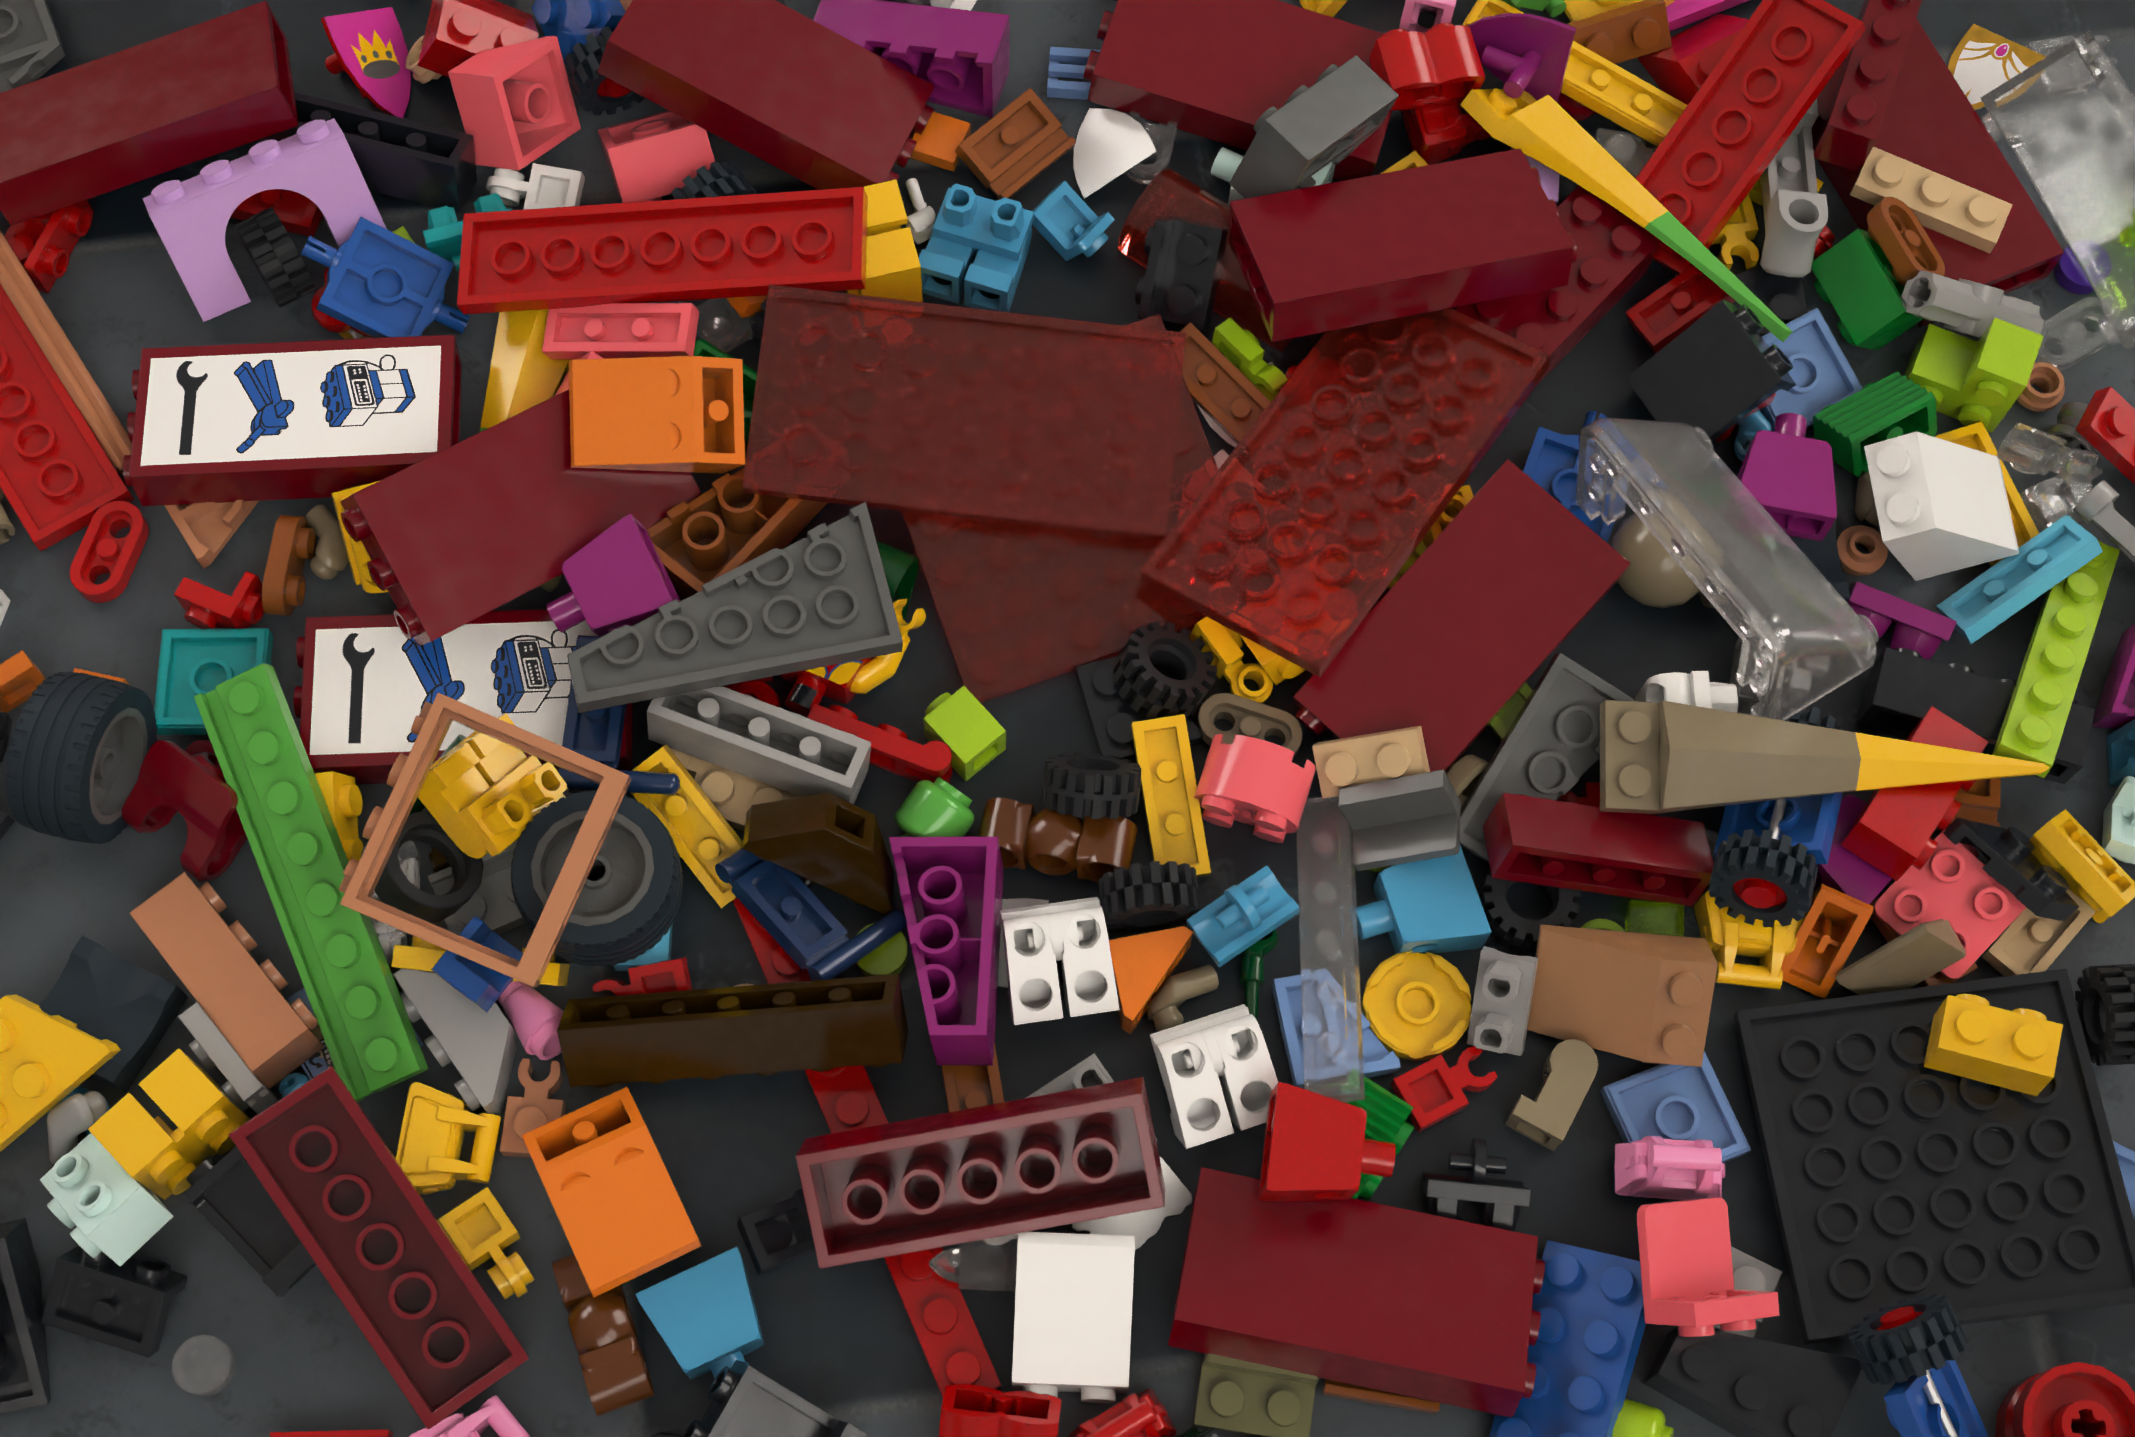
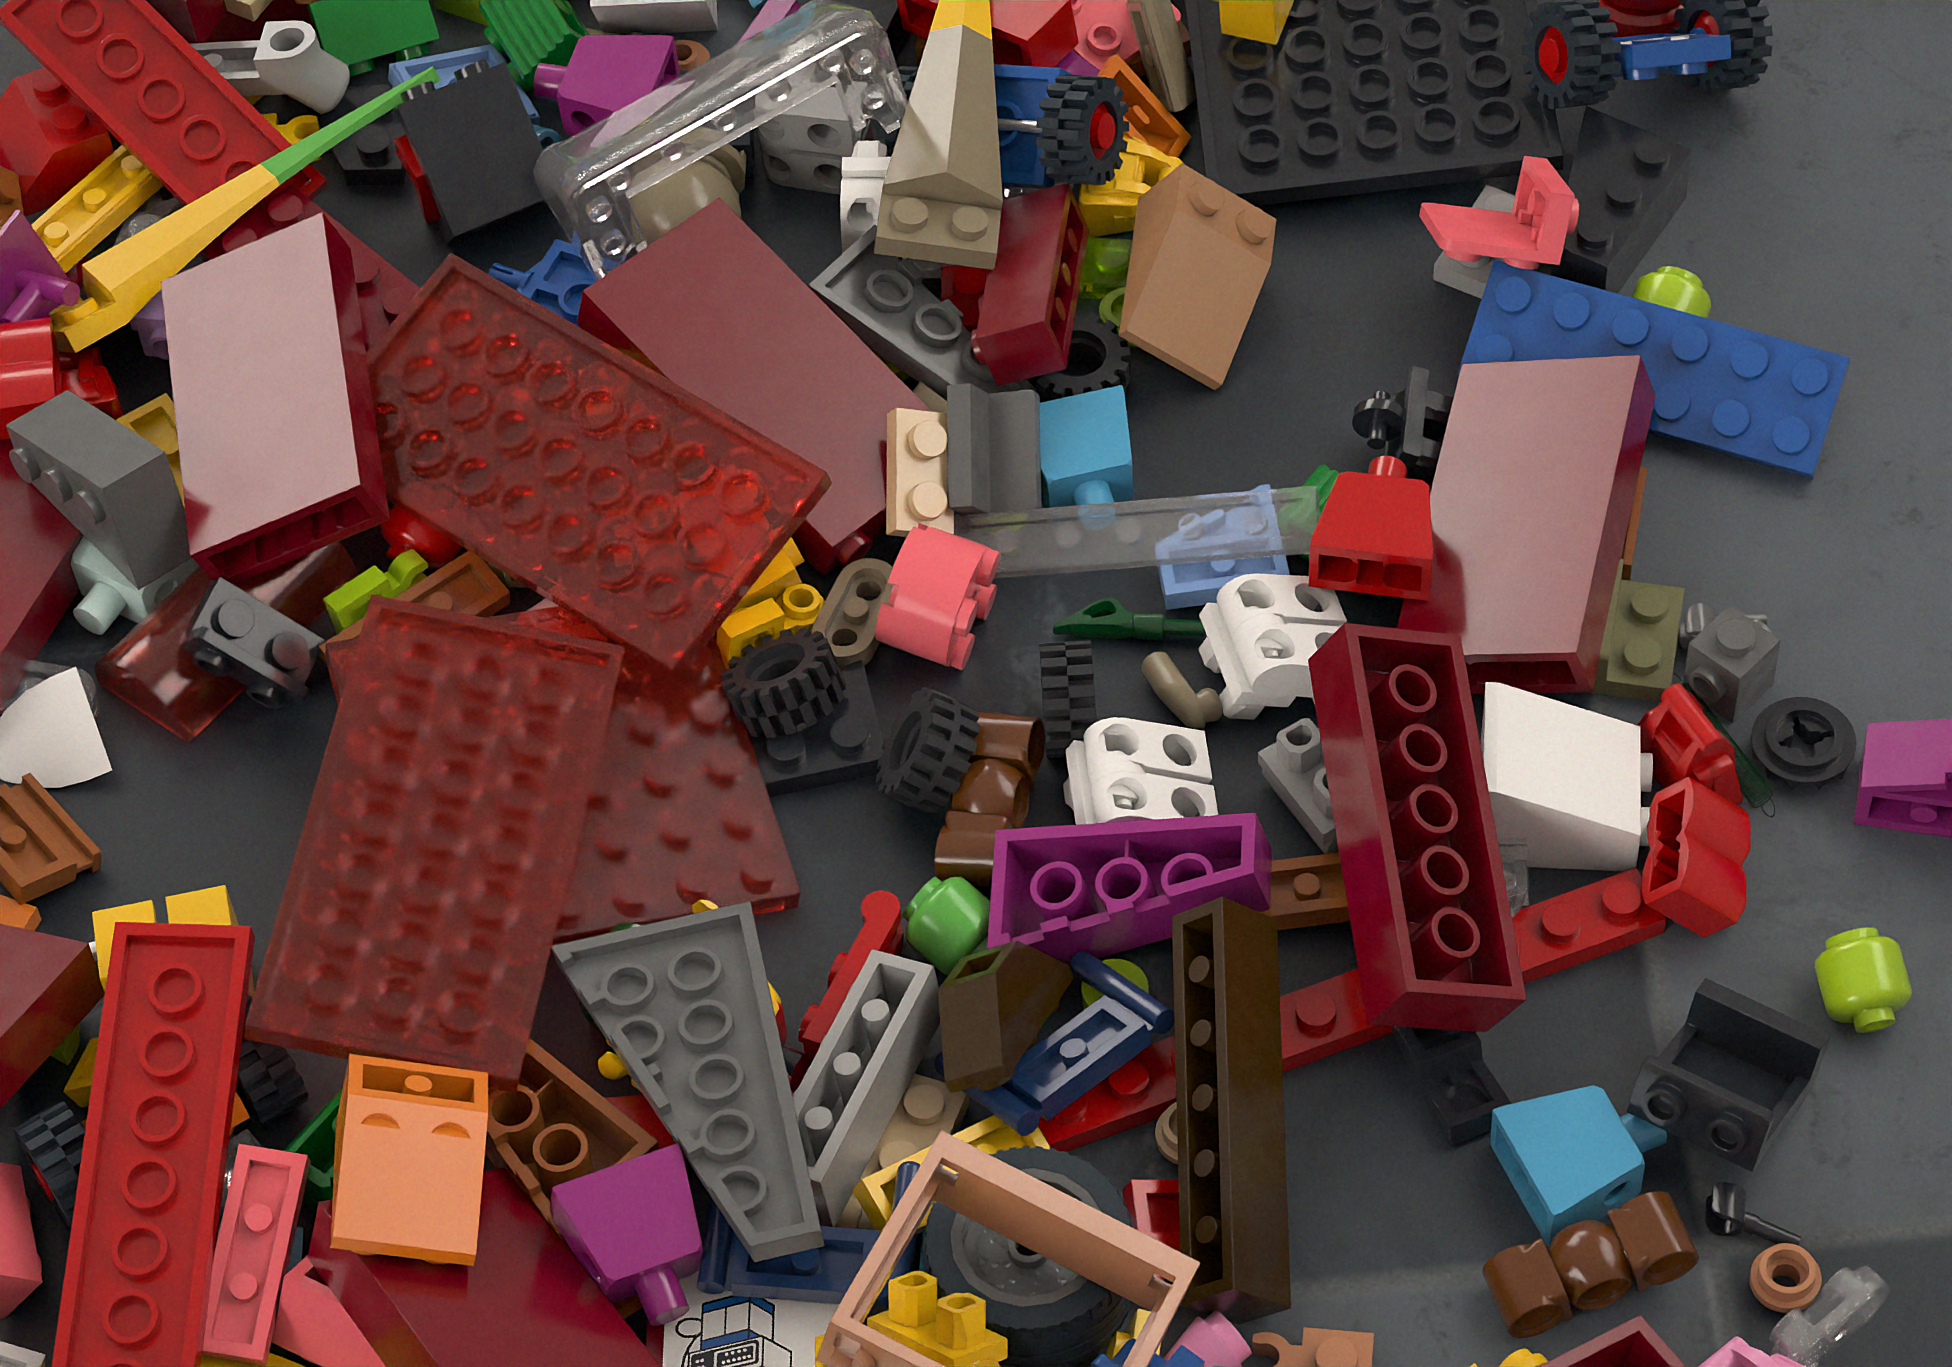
camera: 80 degrees left, 15 degrees down
(611, 1191) = (1431, 1240): orange slope -> none
(966, 729) = (832, 891): lime brick -> none
(977, 248) = (174, 854): dark azure hips -> none
(1070, 223) = (156, 777): dark azure bracket -> none
(1143, 966) = (1145, 698): orange slope -> none
(1169, 792) = (984, 680): yellow plate -> none
(1242, 916) = (1099, 607): dark azure hips -> none
(1417, 1005) = (1191, 465): yellow tile -> none
(1438, 1090) = (1285, 455): red plate -> none
(1502, 1001) = (1199, 387): light grey hips -> none
(1566, 1081) = (1299, 354): dark tan leg -> none
(1668, 1169) = (1385, 250): bright pink piece -> none
(1675, 307) = (365, 189): red plate -> none
(1676, 1105) = (1328, 268): medium blue tile -> none

